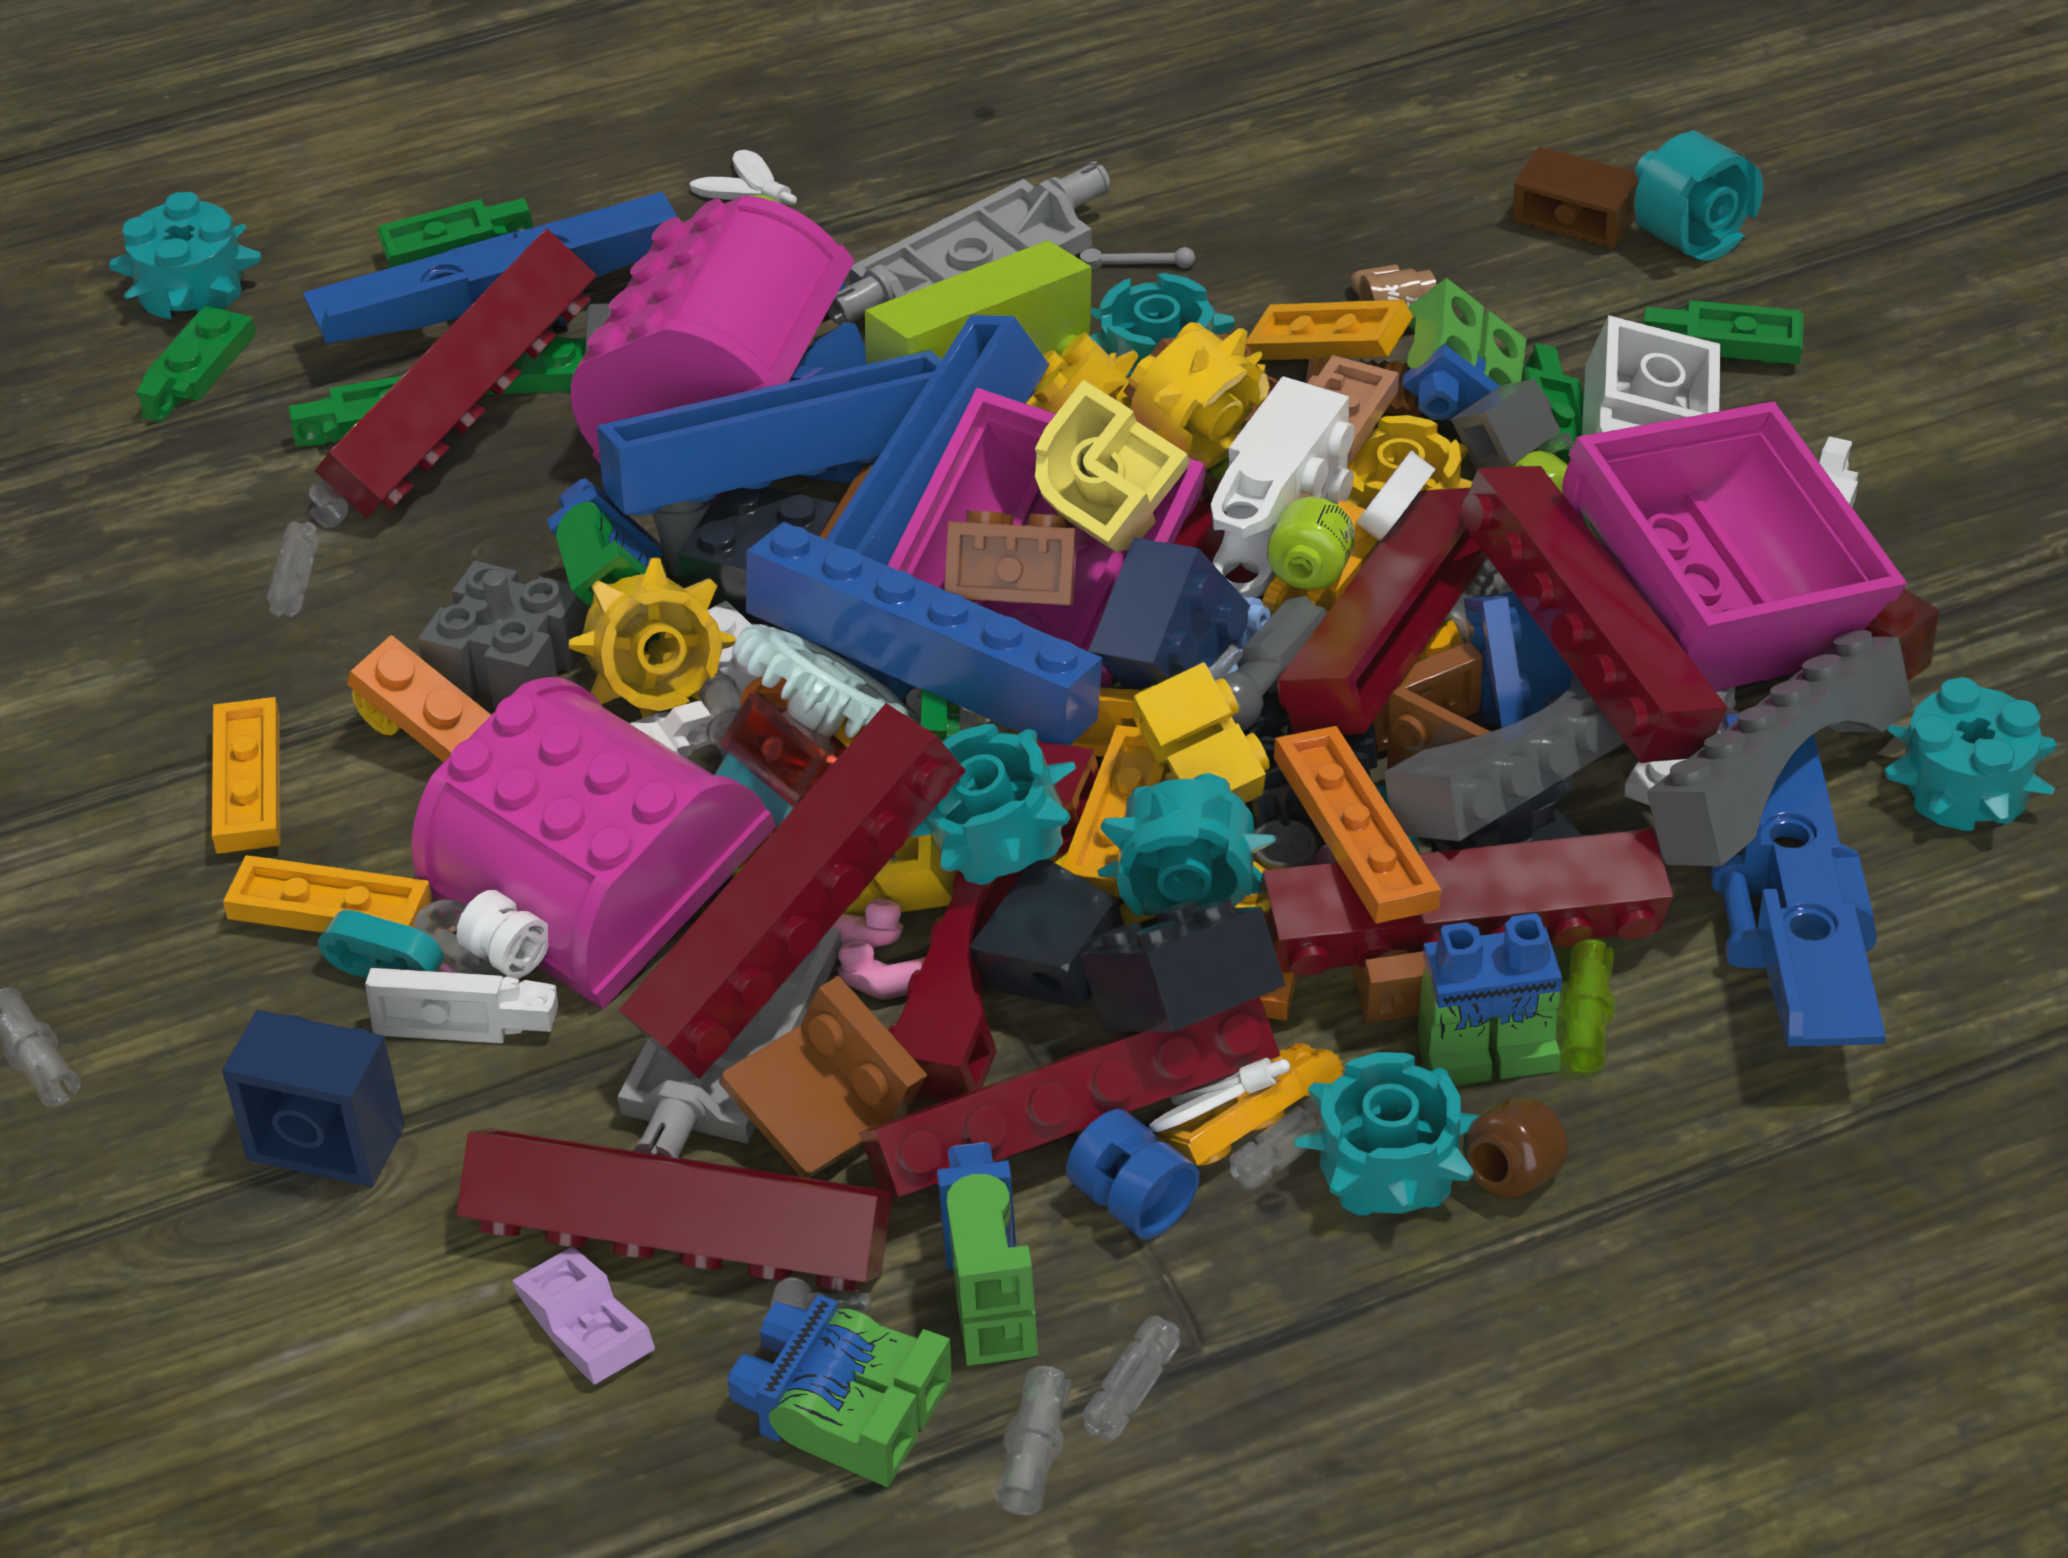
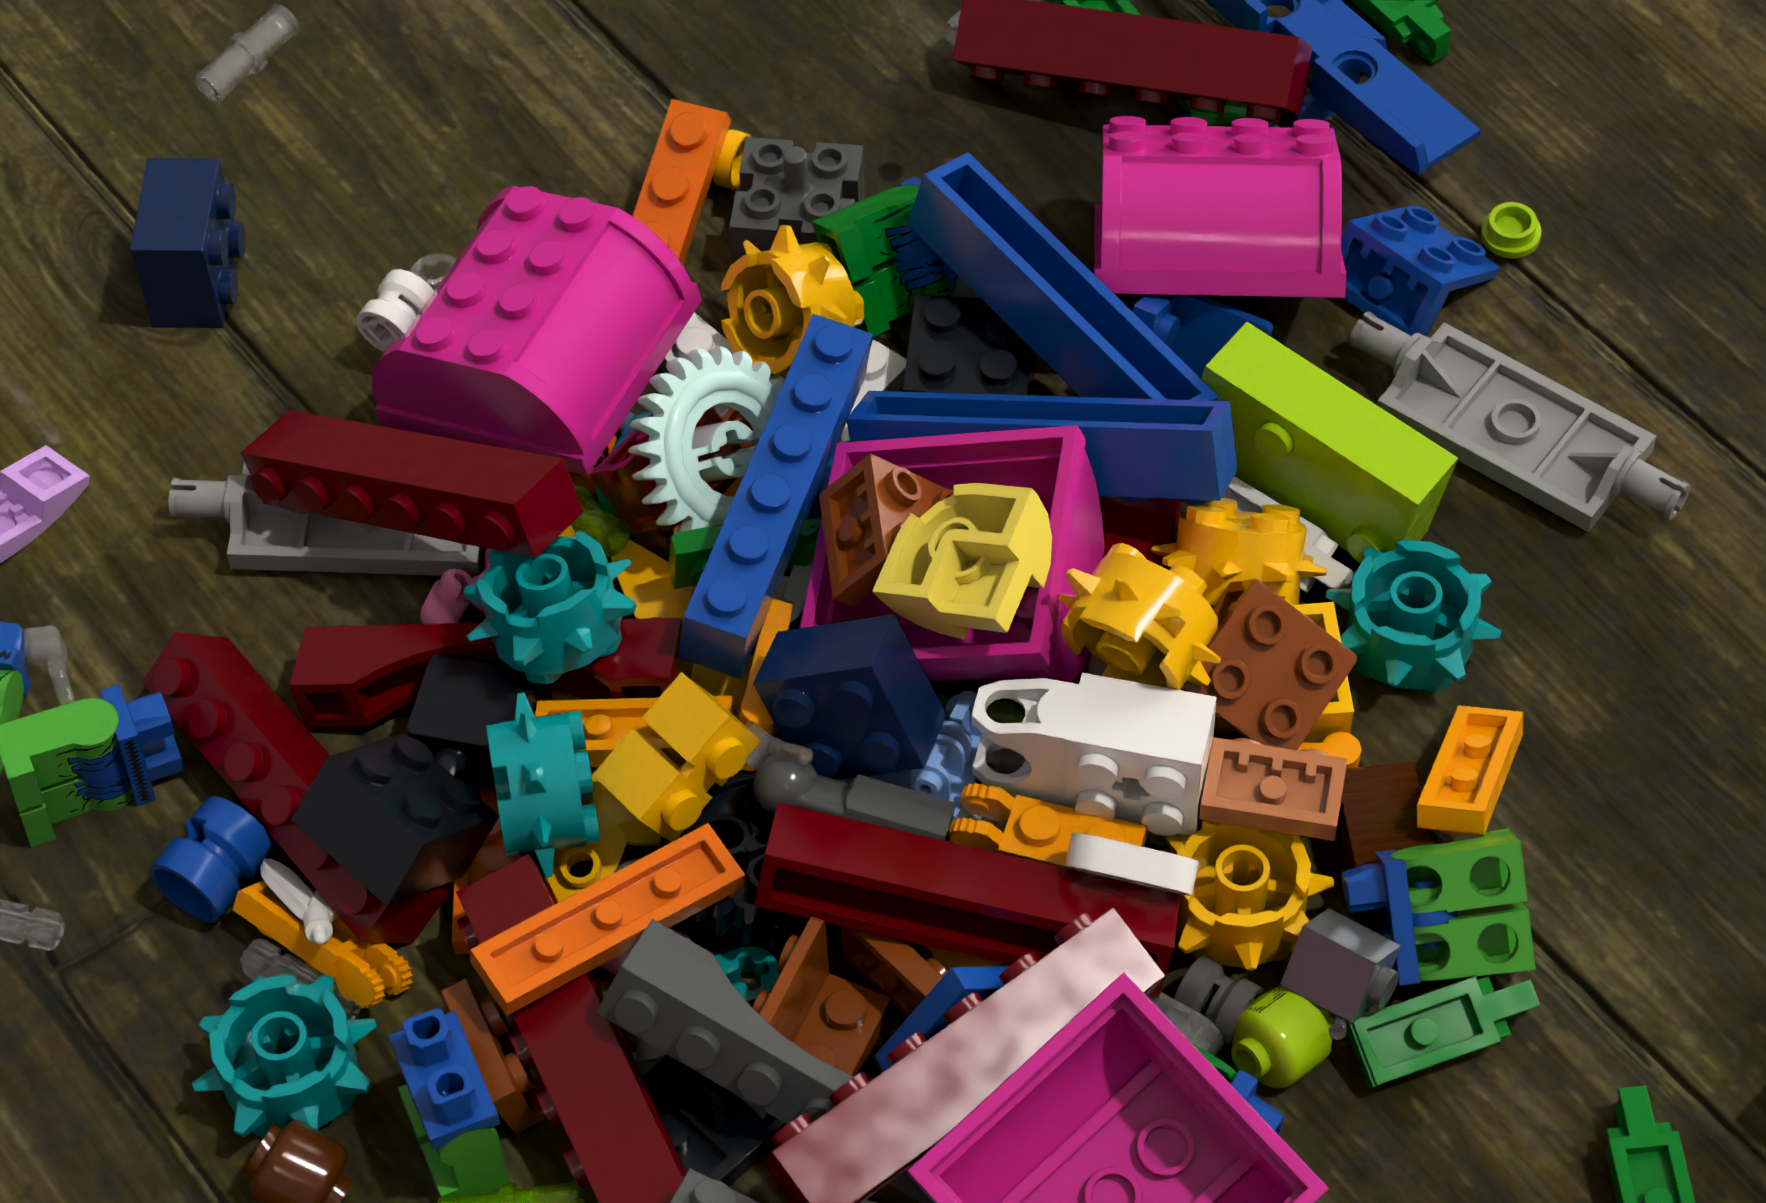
camera: 75 degrees right, 10 degrees up
(246, 775) = (590, 86): light orange plate -> none
(293, 568) = (871, 34): clear axle -> none
(311, 894) = (449, 183): light orange plate -> none
(362, 942) = (394, 236): teal beam -> none
(457, 1005) = (338, 277): white hinge -> none
(674, 1206) = (118, 527): dark red brick -> none
(753, 180) = (1581, 215): white piece -> none
(825, 1081) = (267, 591): dark orange bracket -> none
(1183, 258) = (1571, 540): light grey hinge -> none
(1311, 543) = (1010, 794): lime head -> none
(1392, 284) = (1587, 834): medium nougat piece -> none
(1647, 377) = (1402, 1121): white brick -> none

